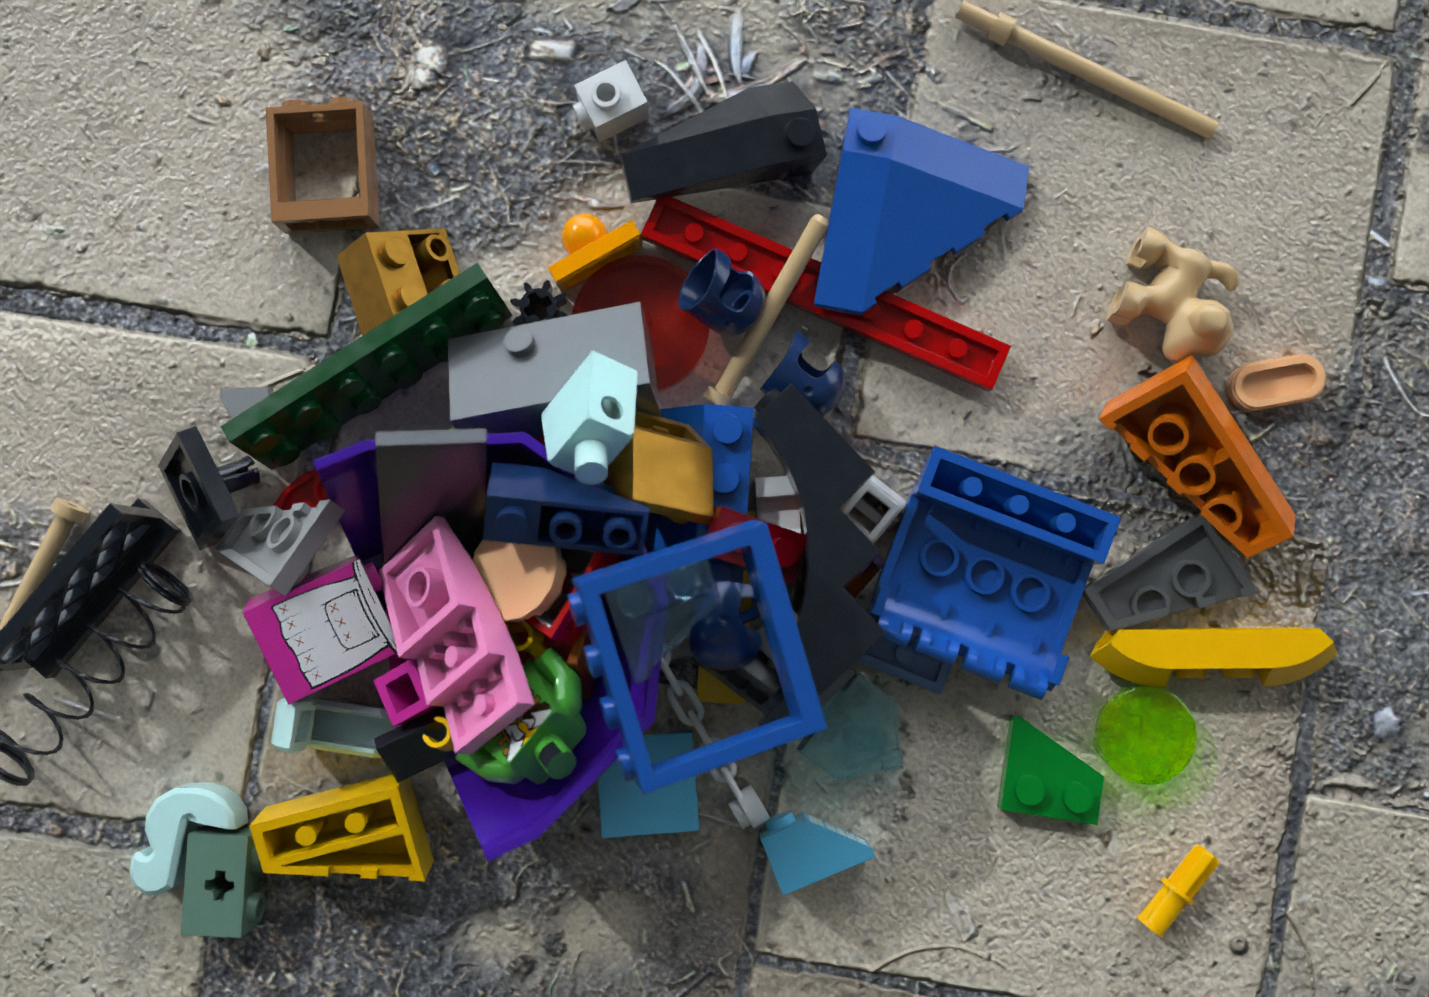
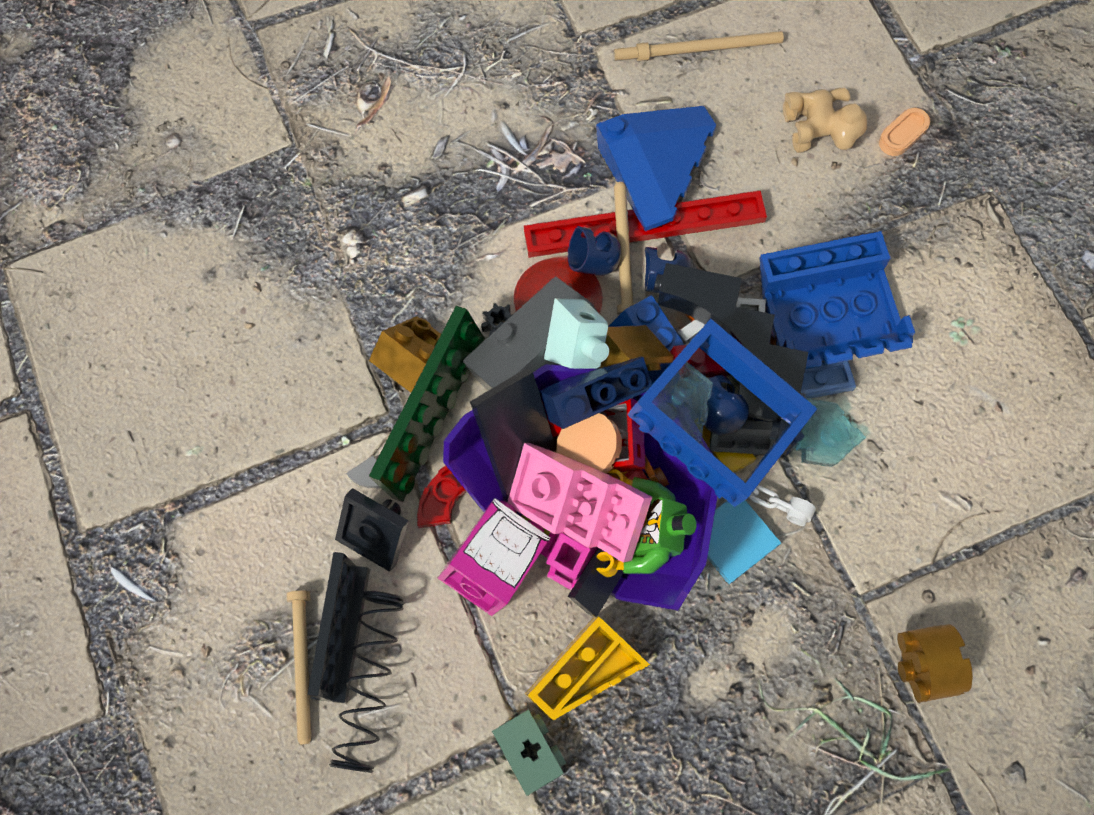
camera: 25 degrees left, 15 degrees down
(167, 829) = (477, 739): light aqua animal -> none
(278, 542) = (441, 526): light grey wing -> none
(320, 214) = (345, 345): medium nougat window -> none
(329, 726) = (536, 615): light aqua animal -> none
(591, 248) = (505, 274): light orange tile -> none
(610, 102) = (466, 198): white brick -> none
(738, 142) = (545, 181): black wedge -> none
(809, 849) = (848, 512): medium azure slope -> none
(1046, 778) = (943, 394): green wing -> none
(1145, 734) = (977, 339): clear neon green tile -> none
(1169, 576) = (927, 252): dark grey wing -> none
(1178, 890) = (1058, 407): yellow axle -> none
(1202, 452) = (890, 178): orange wedge -> none
(1275, 653) = (1005, 257): yellow brick -> none

